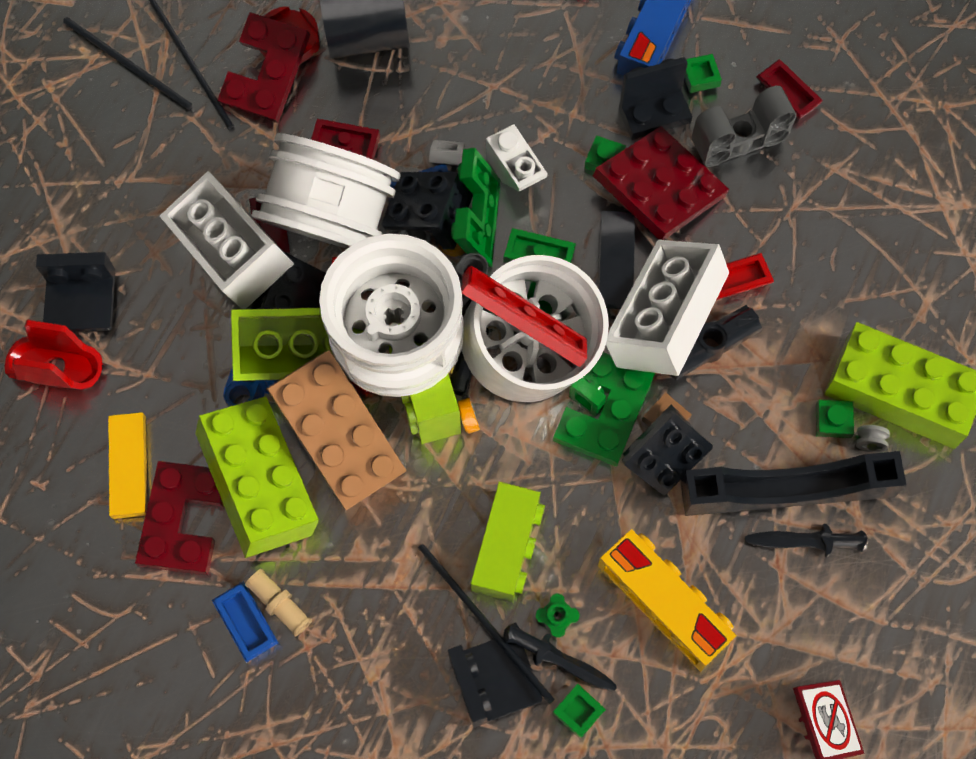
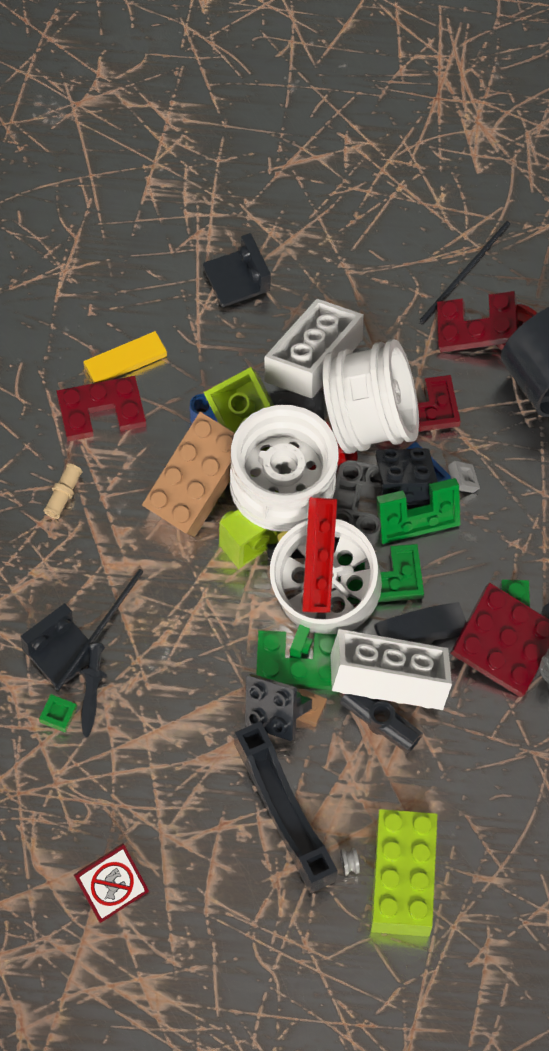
camera: 65 degrees right, 5 degrees down
(44, 342) = (182, 265): red piece -> none
(128, 63) = (445, 224): black axle -> none
(245, 621) = (41, 475): blue tile -> none
(256, 476) = (143, 439): lime brick -> none
(468, 415) = (251, 566): light orange tile -> none
(507, 542) = (163, 623): lime brick -> none
(513, 159) = (475, 524): white slope -> none
(557, 626) = (122, 685): green plate -> none
(667, 599) = (161, 747): yellow brick -> none
(746, 275) = (450, 726): red tile -> none
(822, 540) = (252, 847): black sword -> none
(834, 419) = (357, 831): green plate -> none

